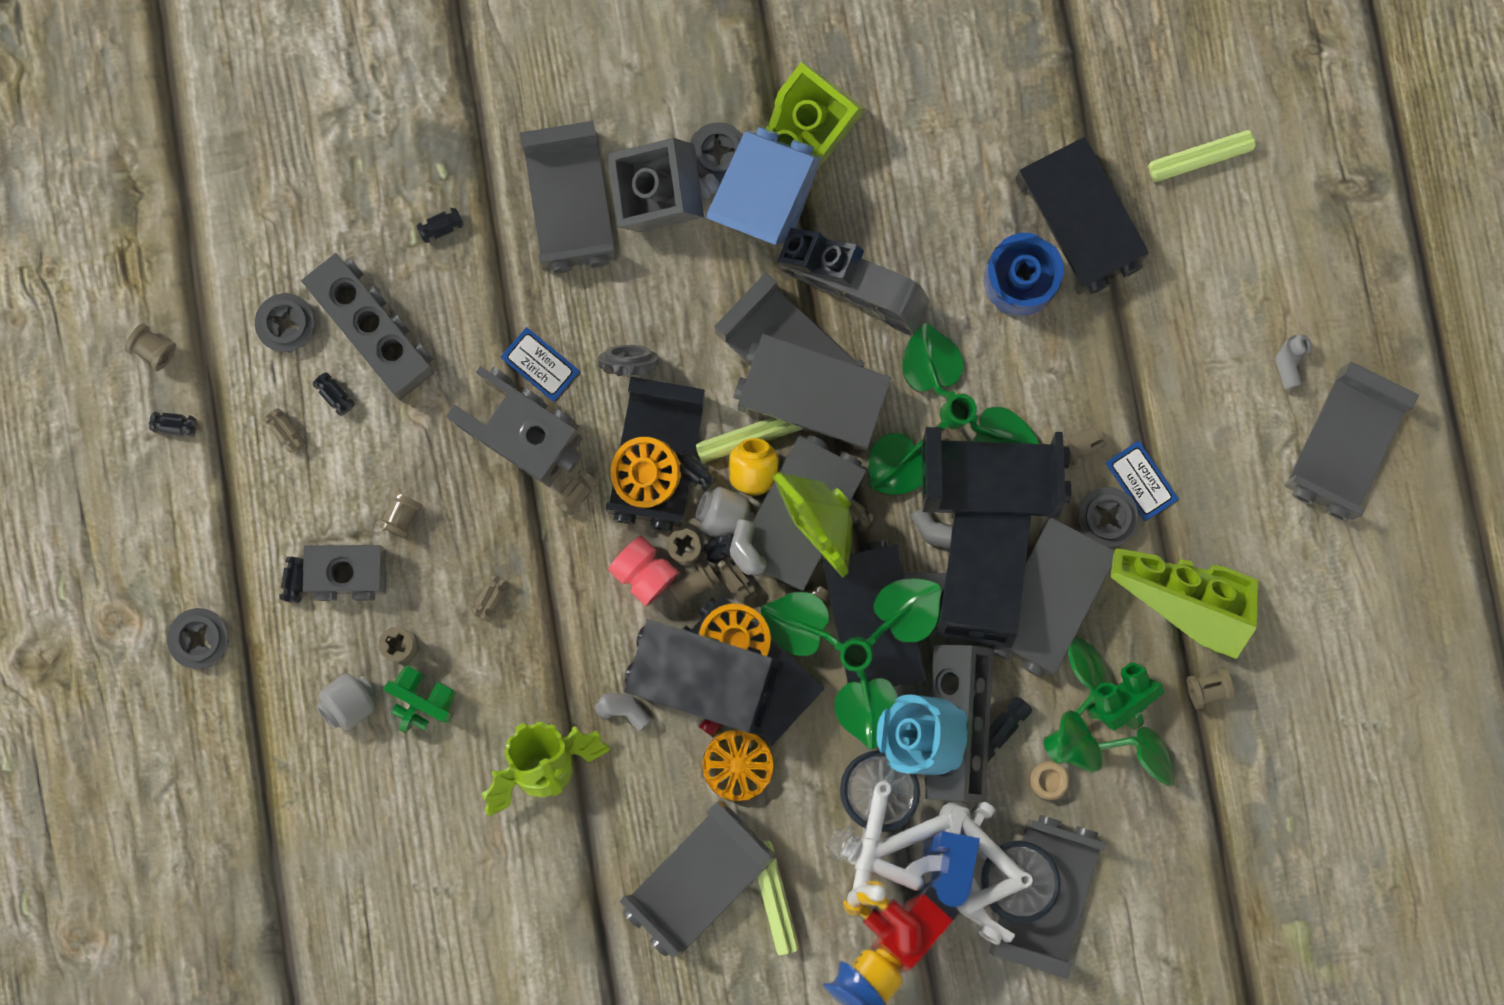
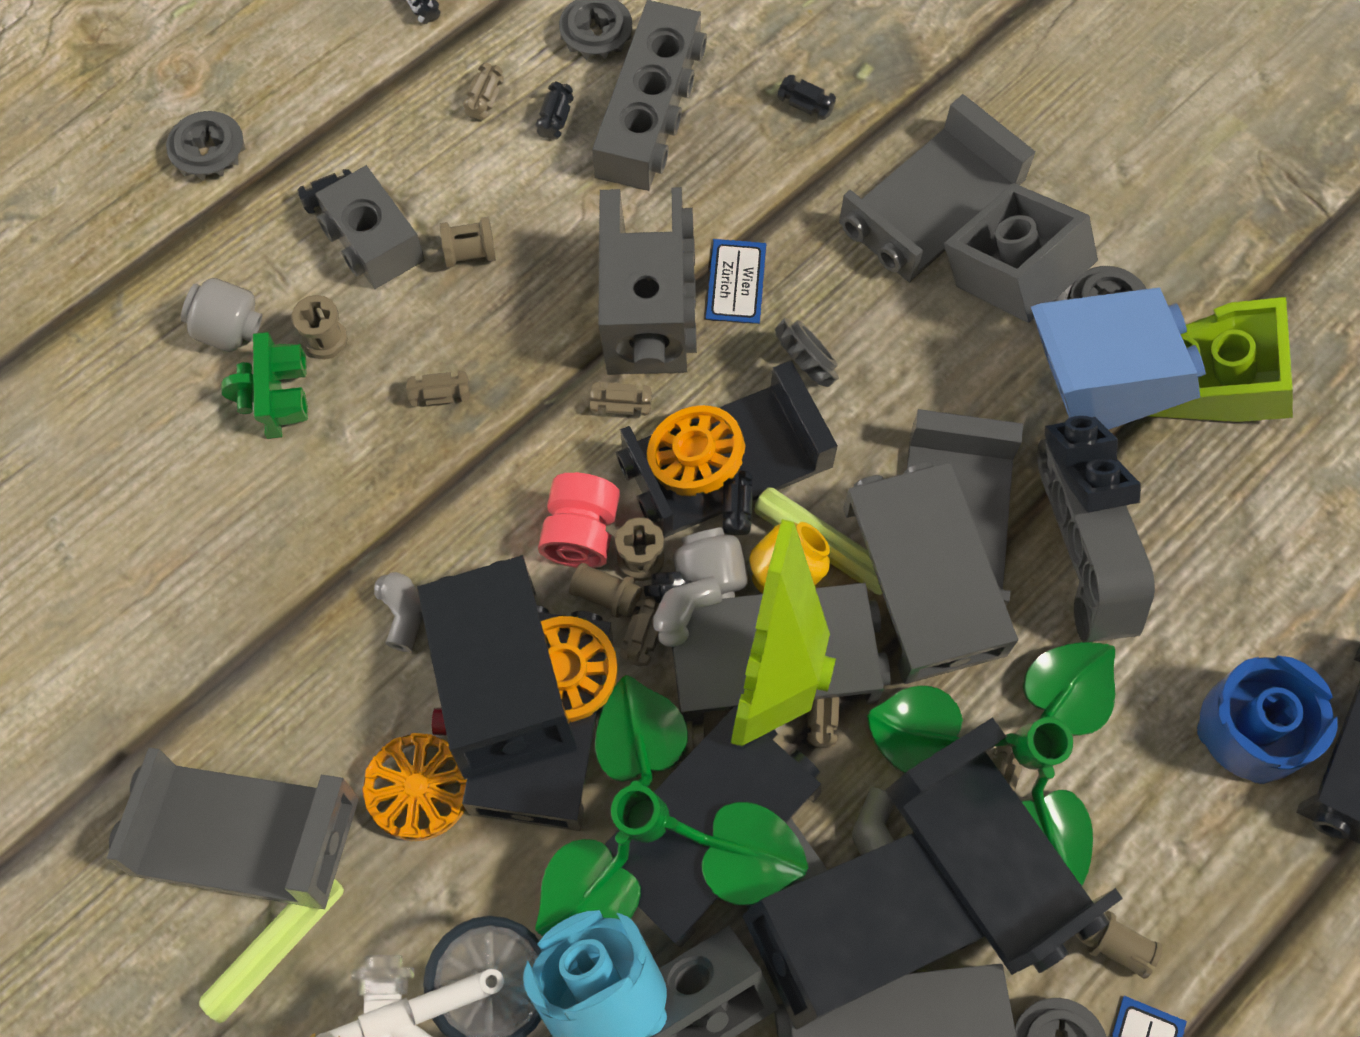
camera: 55 degrees right, 15 degrees down
(539, 762) = (271, 549): lime helmet -> none

